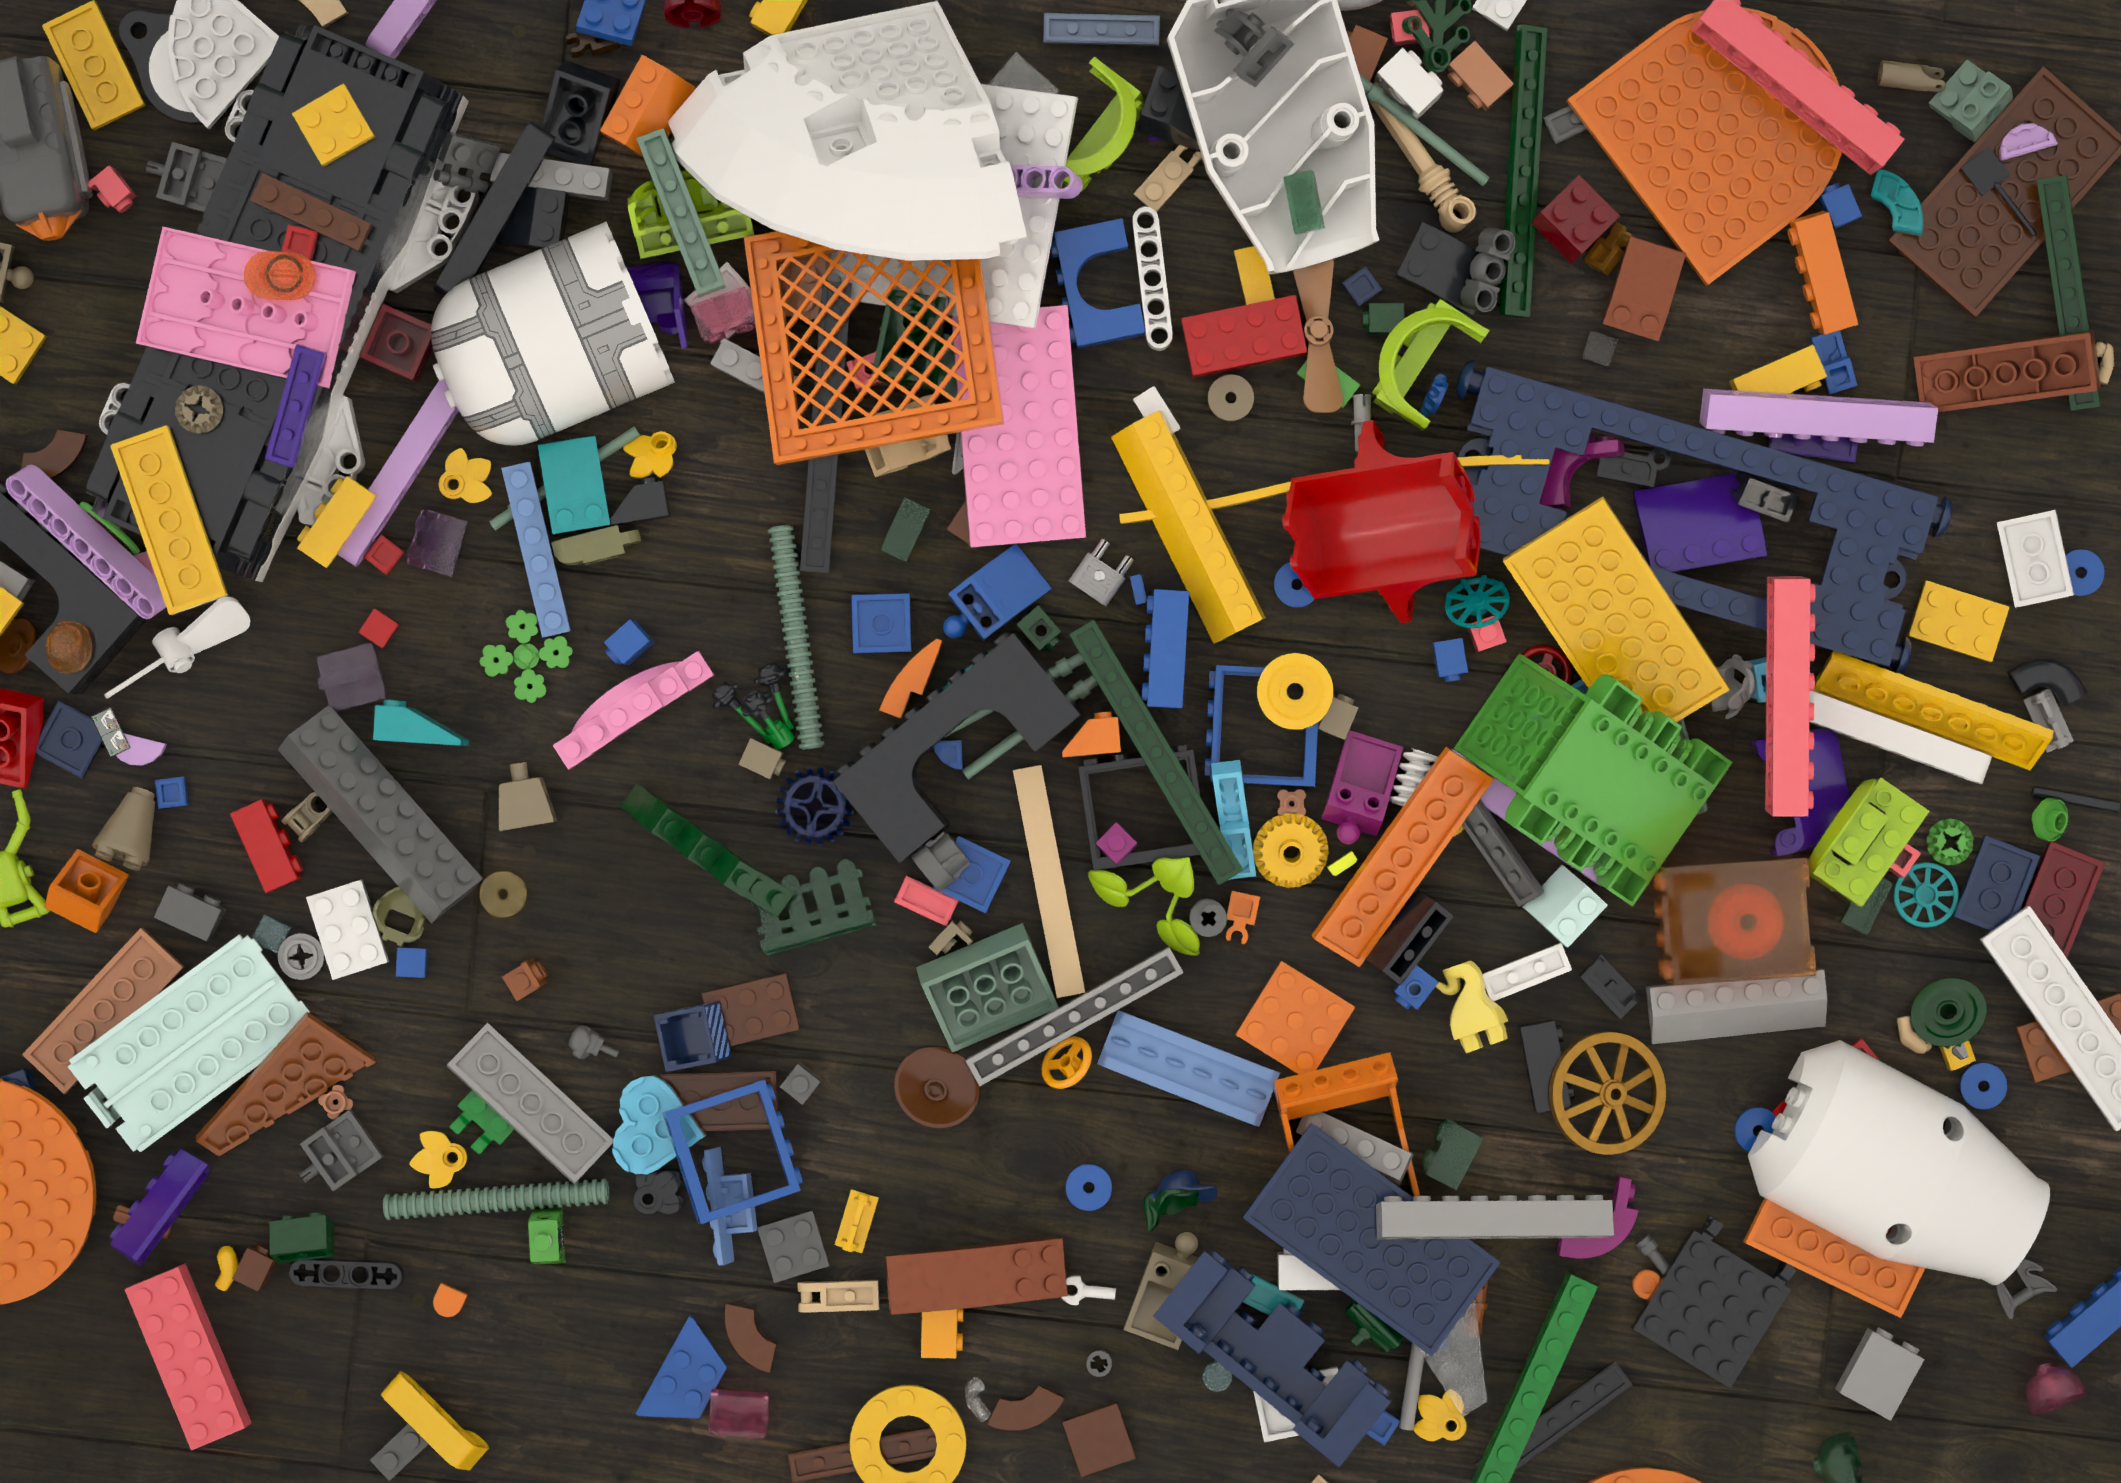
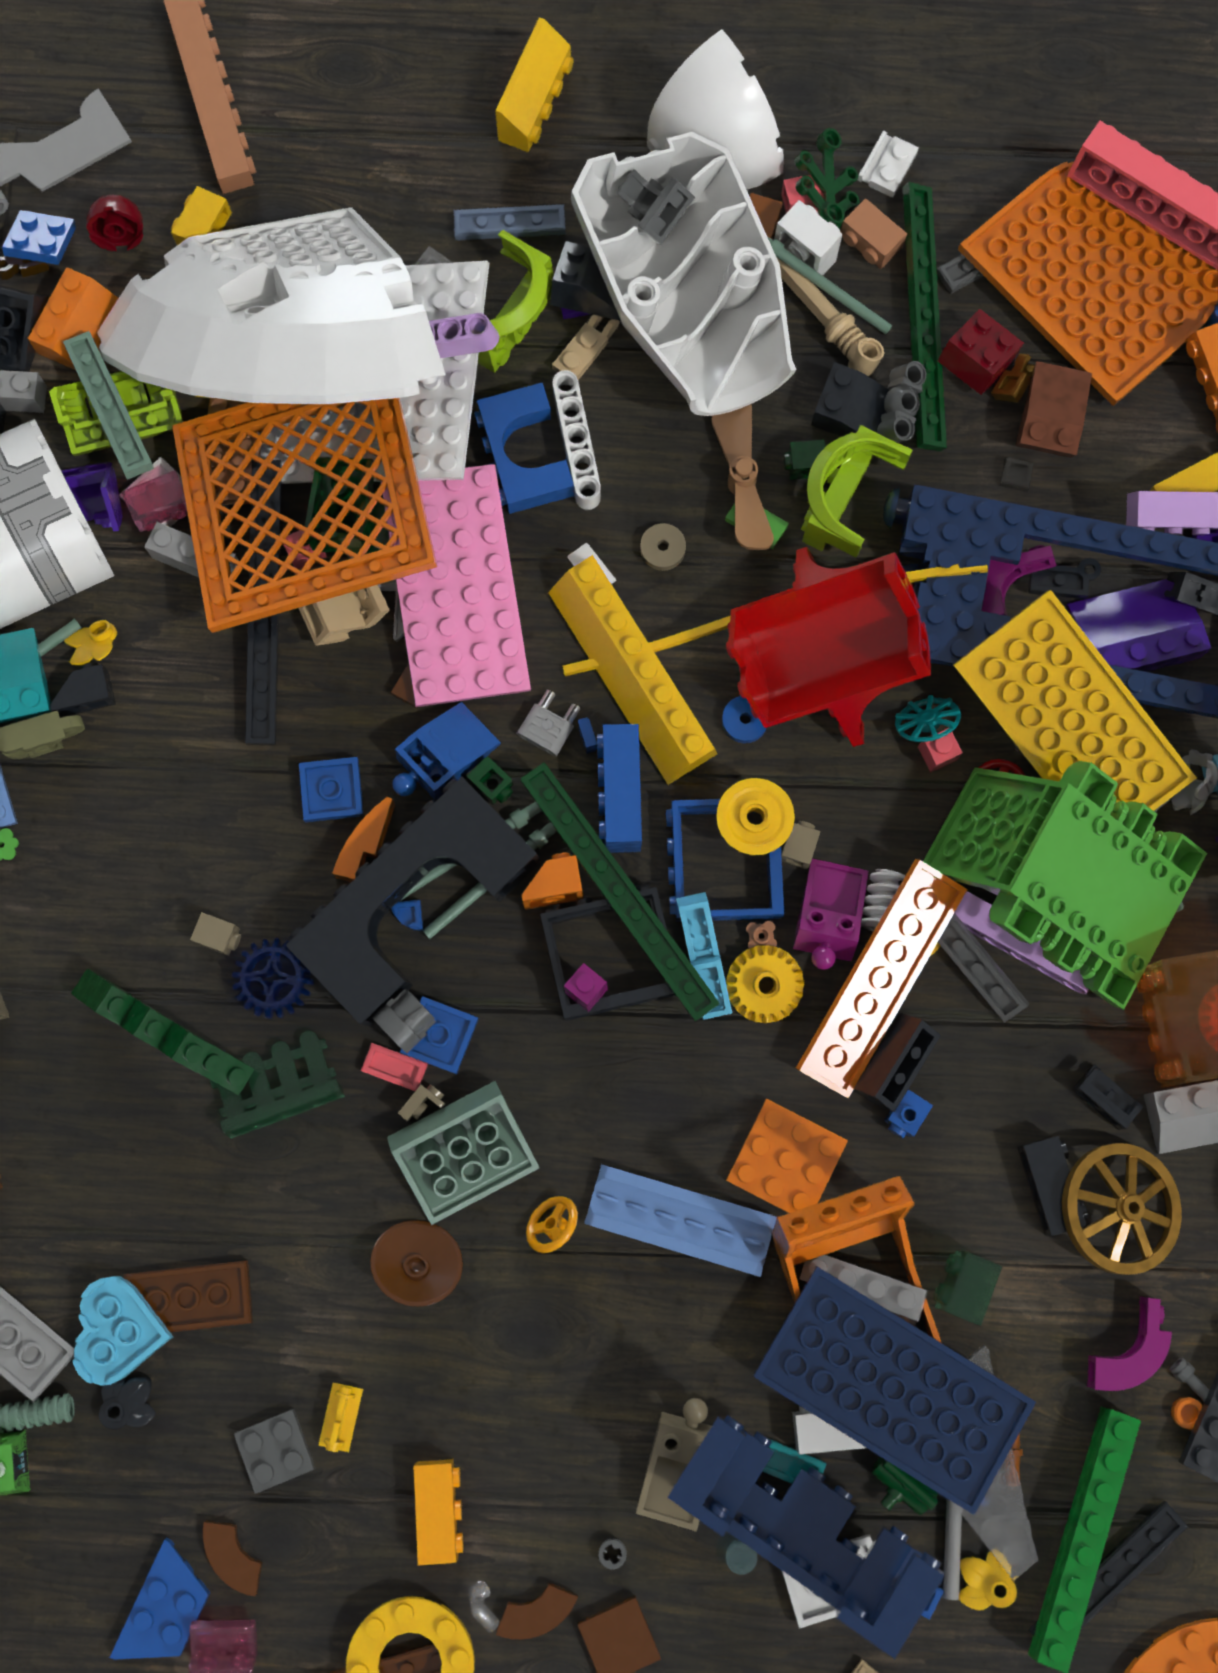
camera: 10 degrees left, 10 degrees down
(587, 1041) = (45, 1245): dark grey piece -> none
(628, 643) = (71, 826): blue brick -> none
(630, 704) = (76, 889): bright pink piece -> none
(687, 1165) = (255, 1341): blue window -> none
(692, 1036) = (154, 1229): dark blue container -> none
(723, 1191) = (202, 1411): medium blue bracket -> none
(756, 703) = (203, 873): black plant -> none
(756, 1009) = (217, 1198): reddish brown plate -> none
(796, 637) = (245, 810): sand green piece -> none
(801, 1083) = (272, 1270): dark grey brick -> none
(839, 1296) = (326, 1502): tan plate -> none
(905, 529) = (349, 696): clear green plate -> none
(976, 1275) = (471, 1467): copper slope -> none
(1049, 881) = (520, 1037): tan tile -> none
(1074, 1016) = (555, 1174): light grey brick -> none
(1087, 1291) = (592, 1473): white bar -> none
(1088, 1200) = (589, 1372): blue piece -> none
(1174, 1194) = (677, 1357): hair -> none
(1175, 877) = (650, 1017): lime plant -> none
(1219, 916) = (683, 1046): dark grey piece -> none
(1243, 911) = (721, 1049): orange plate -> none
(1244, 336) = (670, 485): red brick -> none
(1253, 276) = (675, 432): yellow tile -> none
(1304, 202) = (718, 344): clear green plate -> none
(1342, 863) = (819, 992): neon yellow tile -> none
(1362, 286) = (780, 434): dark blue tile -> none
(1362, 413) = (791, 544): light grey axle -> none
(1434, 395) = (864, 520): blue gear -> none
(1450, 659) = (906, 777): blue brick -> none
(1473, 1008) = (971, 1131): light yellow hips -> none
(1494, 1219) = (1023, 1354): light grey brick -> none
(1526, 972) = (1020, 1089): white plate -> none
(1565, 906) = (1053, 1017): light aqua slope -> none

